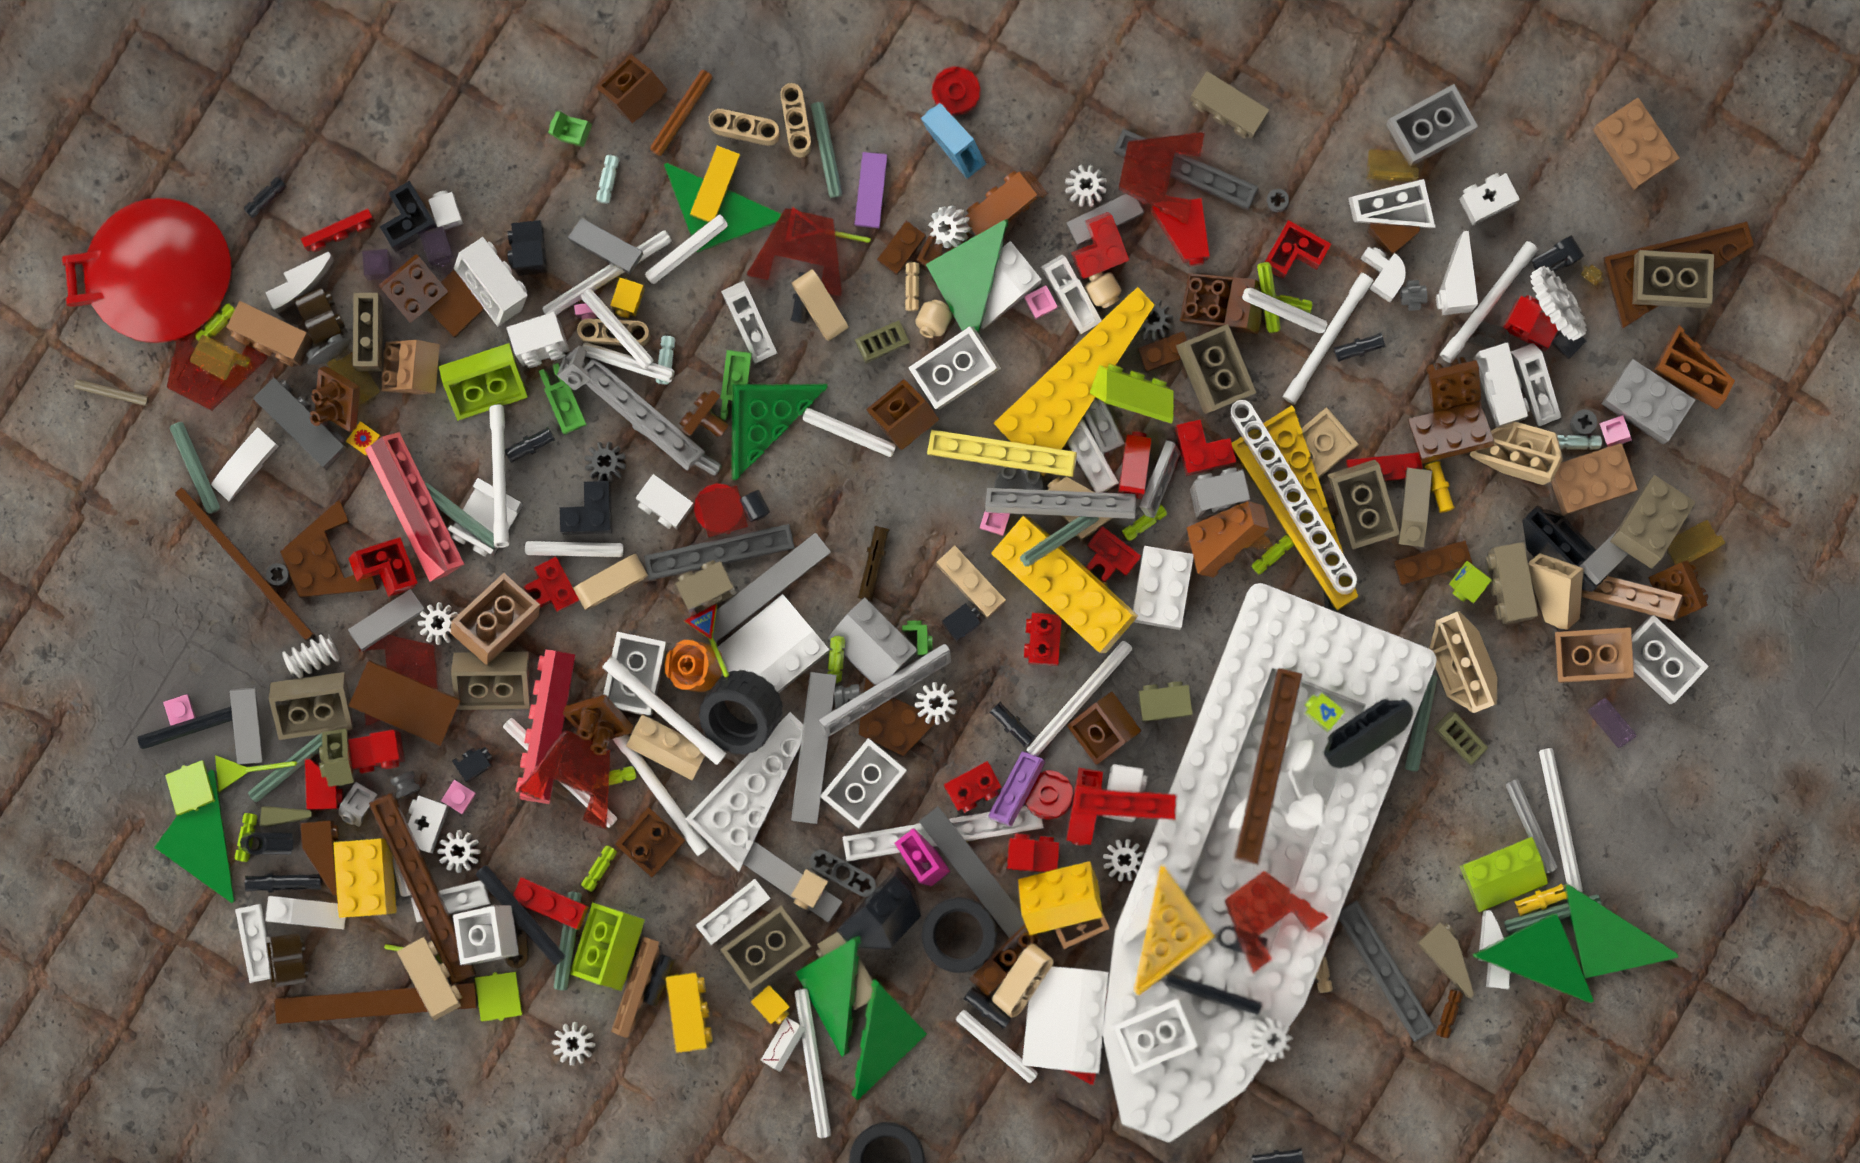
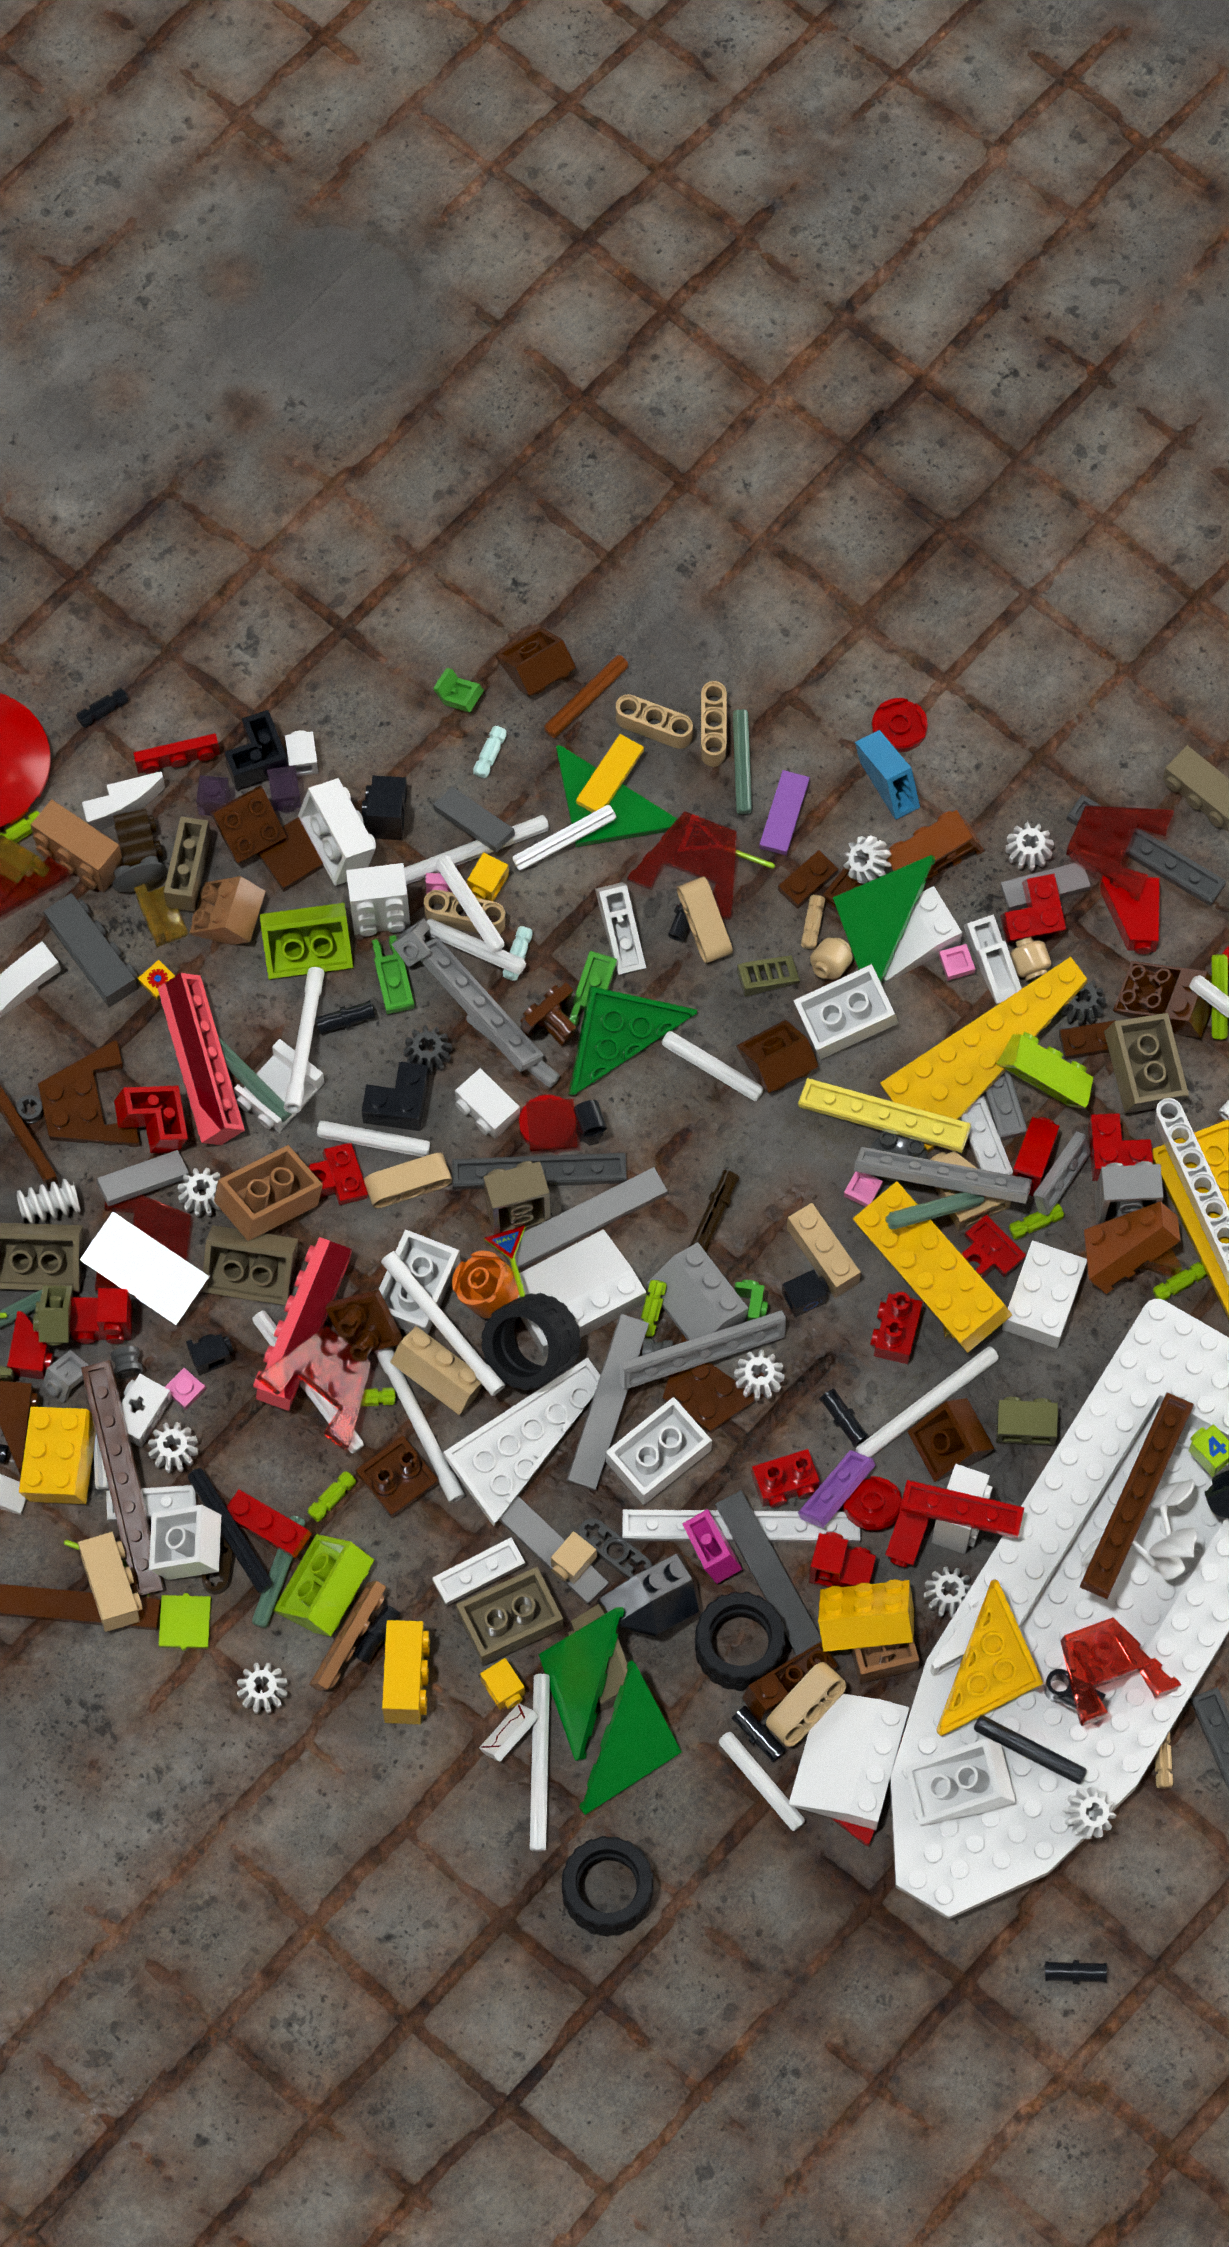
camera: 10 degrees right, 15 degrees down
(335, 400) = (136, 926): reddish brown plate -> none

